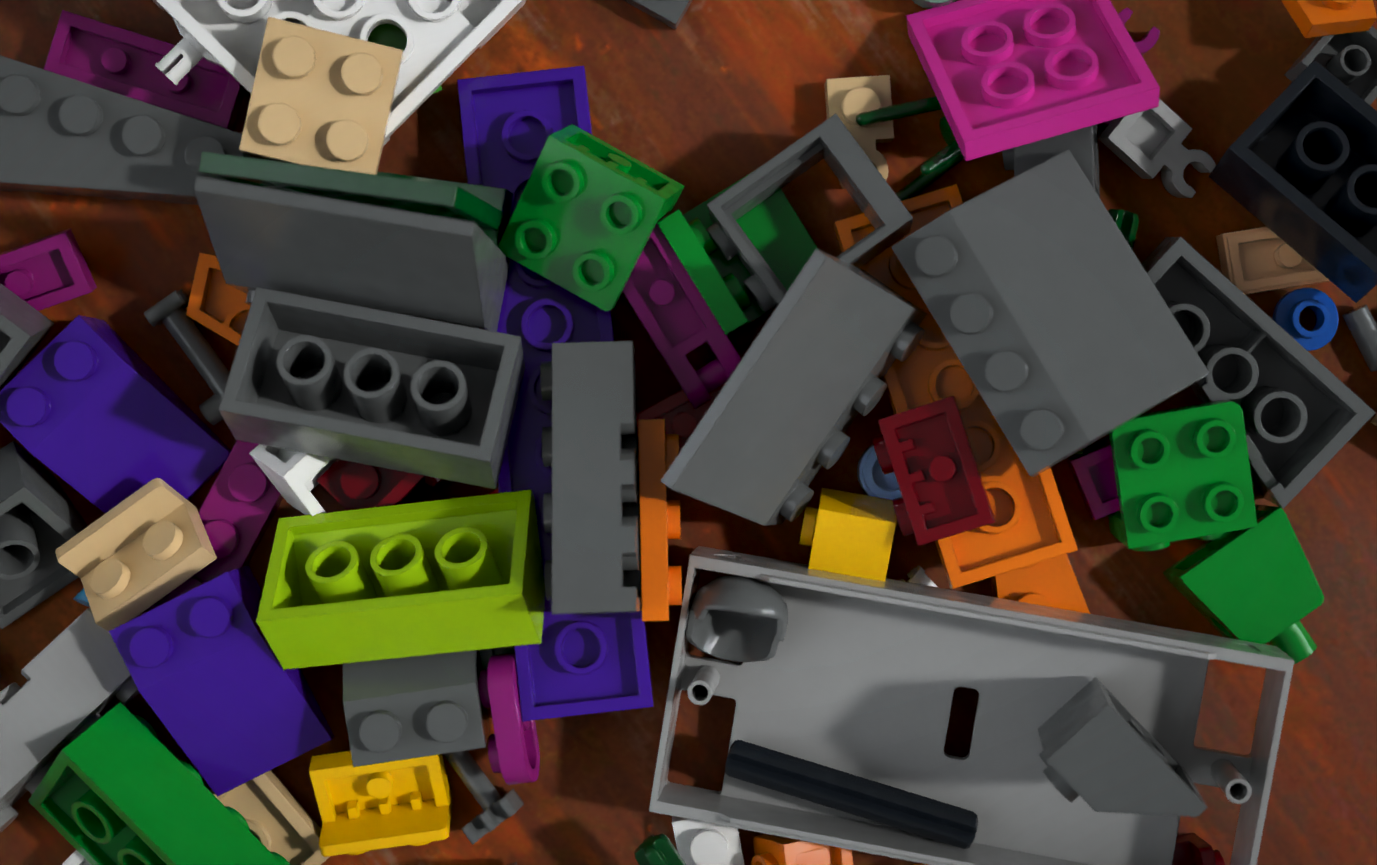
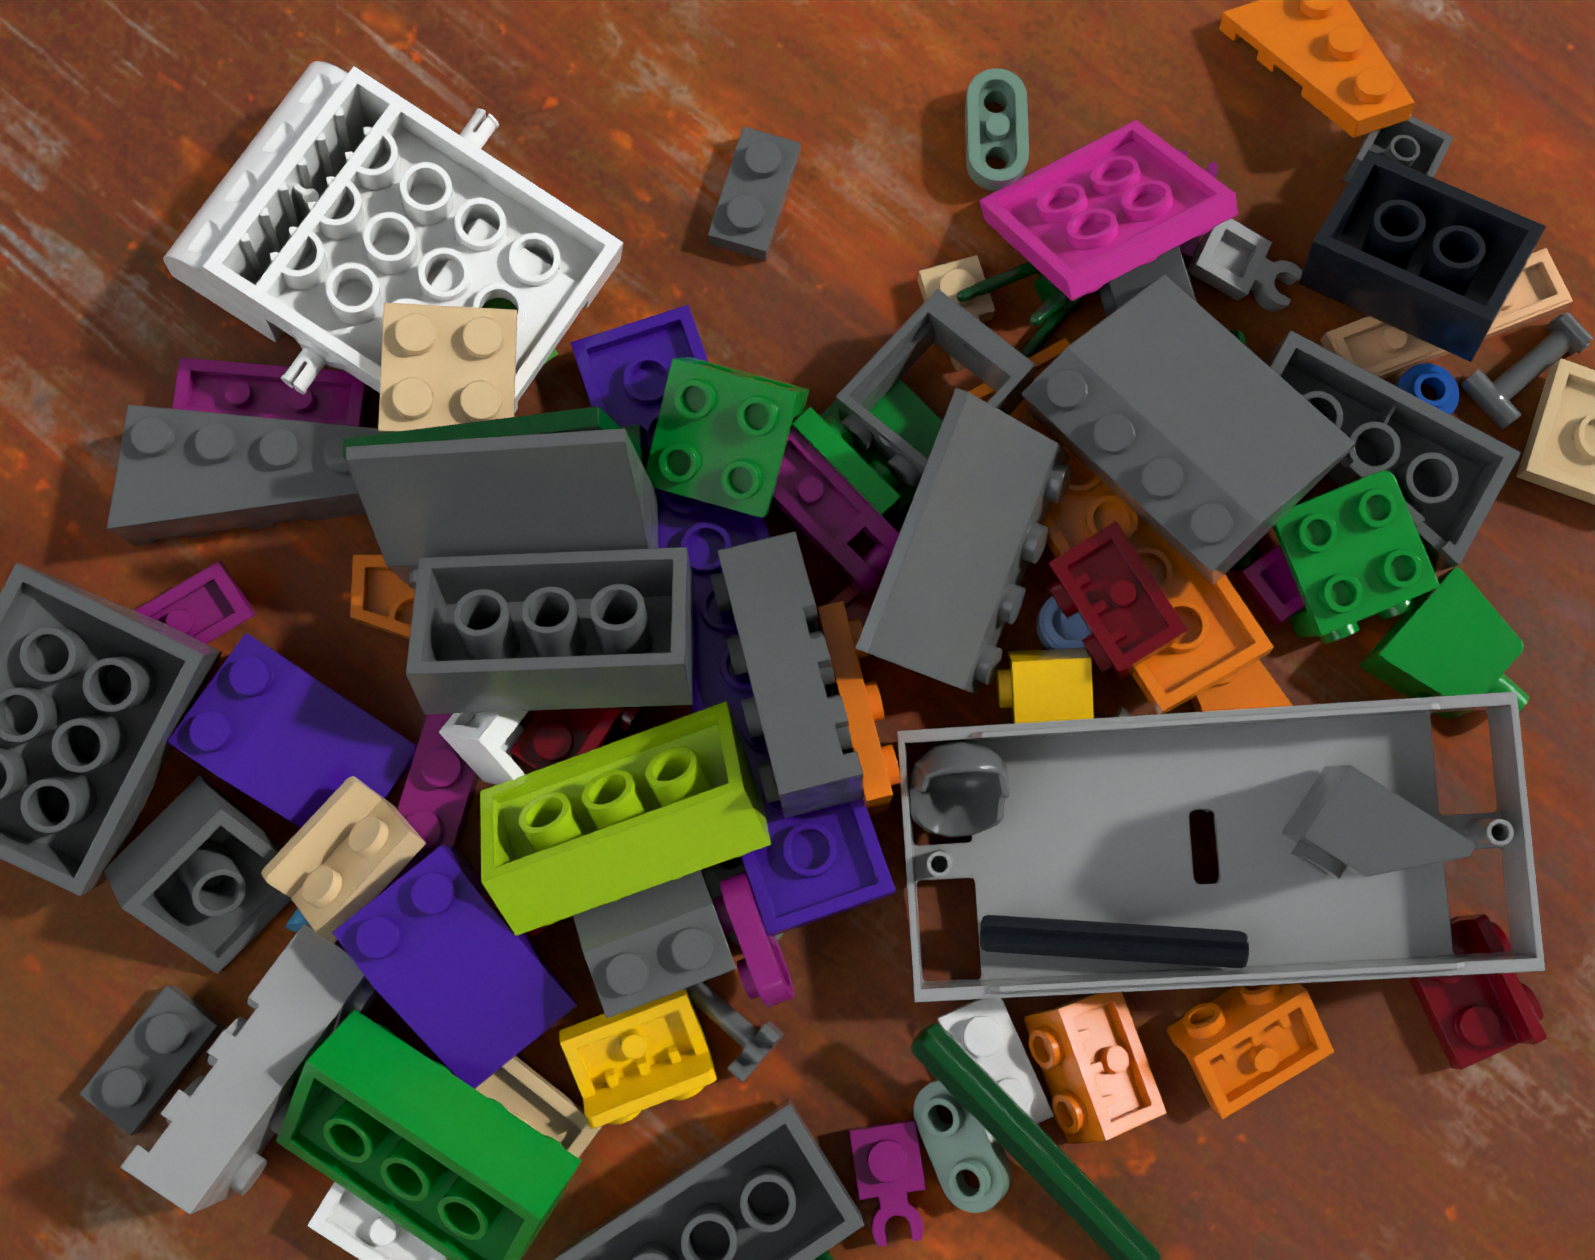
camera: 15 degrees left, 10 degrees down
(172, 314) = (335, 621): dark grey piece -> none

